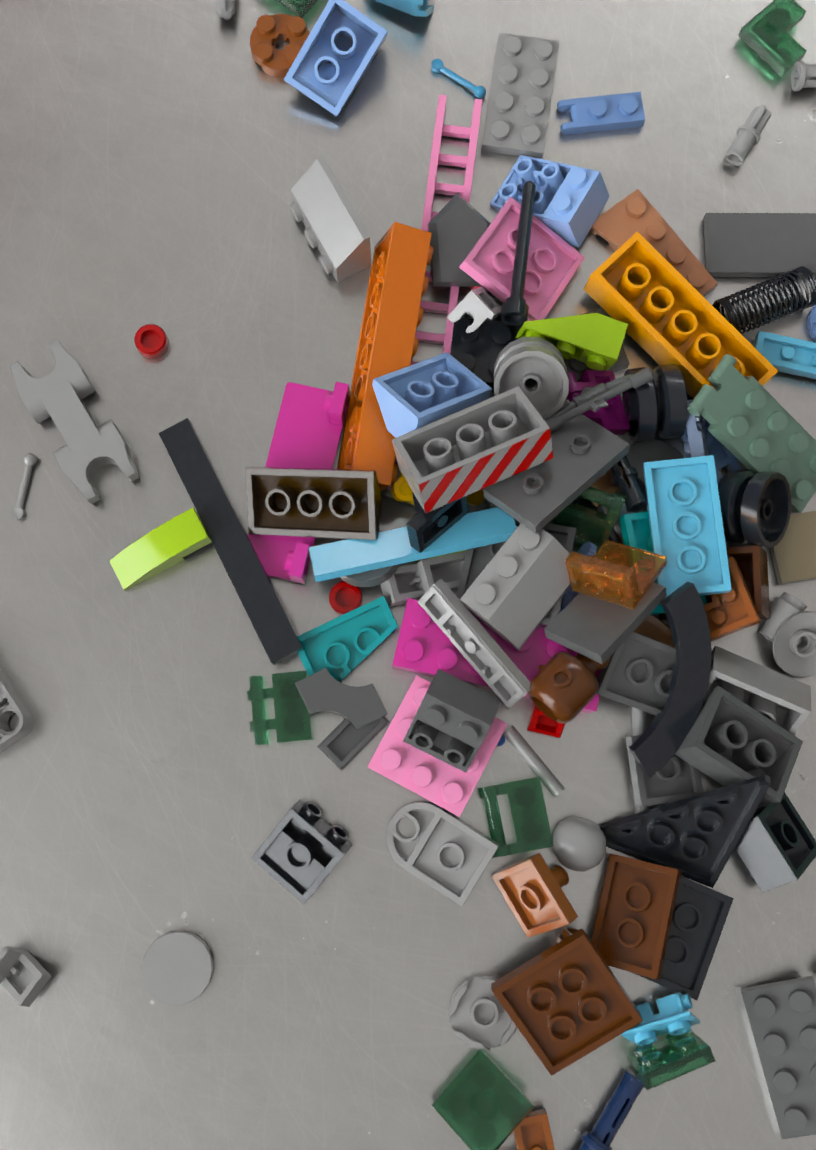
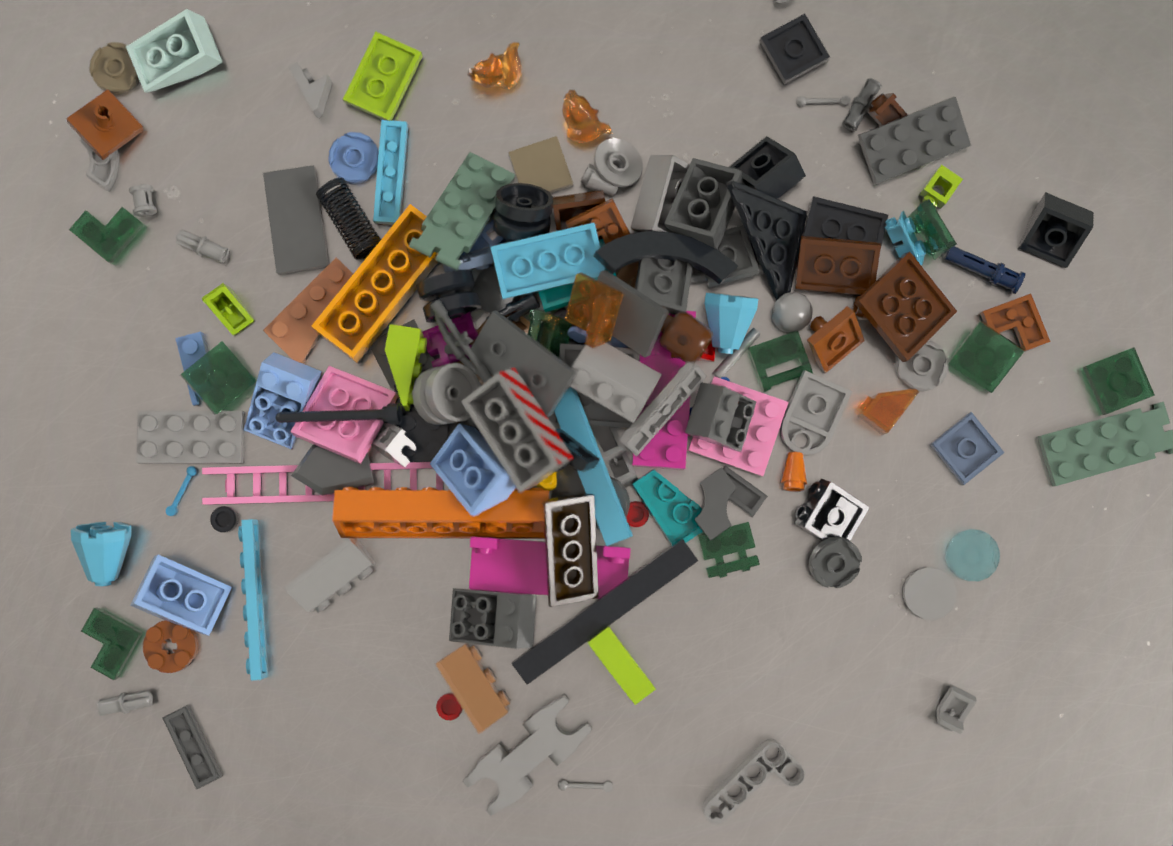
camera: 95 degrees left, 5 degrees up
(162, 54) = (192, 747): none -> dark grey tile
(165, 364) = (473, 686): none -> medium nougat slope
(217, 1037) = (972, 555): none -> clear light blue tile
(239, 845) = (835, 562): none -> dark grey tile
(245, 405) = (492, 618): none -> dark grey slope
(318, 137) = (253, 610): none -> medium azure plate
(361, 1055) = (966, 448): none -> sand blue tile
(365, 810) = (794, 473): none -> orange cone
(417, 120) = (224, 519): none -> black tile
(432, 950) = (886, 408): none -> clear orange slope
(580, 755) = (729, 319): none -> medium azure cone
(587, 127) = (218, 378): none -> clear green plate
(670, 151) = (228, 308): none -> lime slope
(735, 1091) = (945, 181): none -> lime brick

